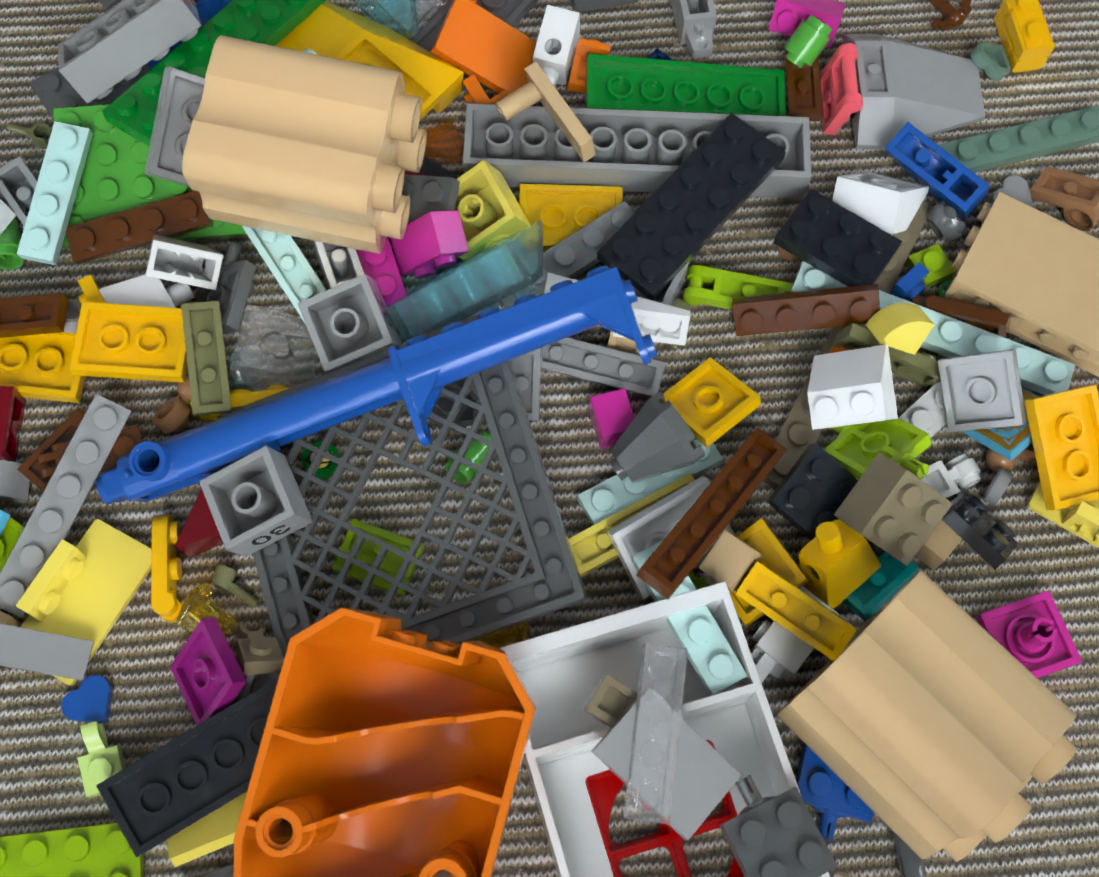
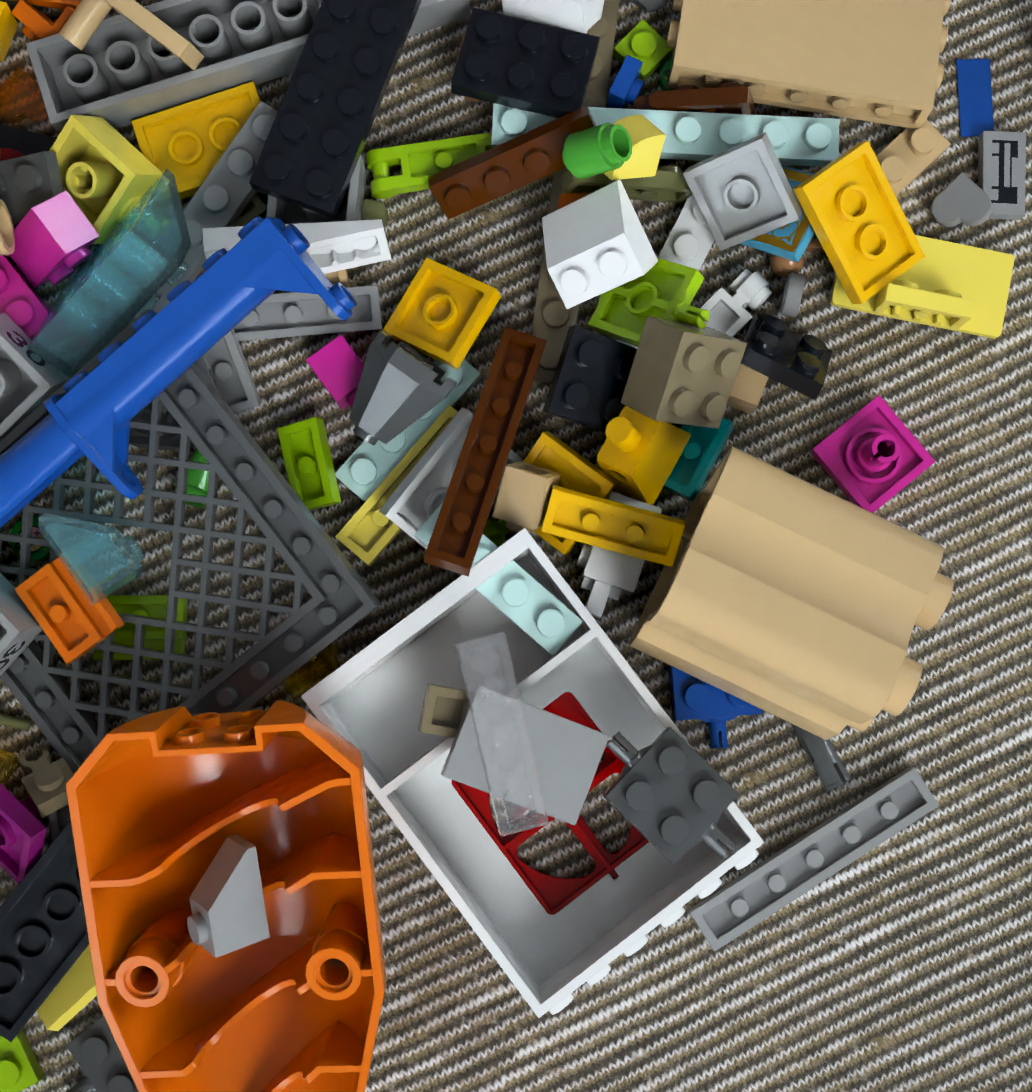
camera: 20 degrees left, 15 degrees up
(336, 513) = (66, 612): none -> orange plate
(374, 475) = (93, 554): none -> clear light blue slope
(377, 791) = (229, 901): none -> light grey slope
(564, 470) = (309, 463): none -> lime plate
(877, 316) = (597, 150): none -> bright green brick

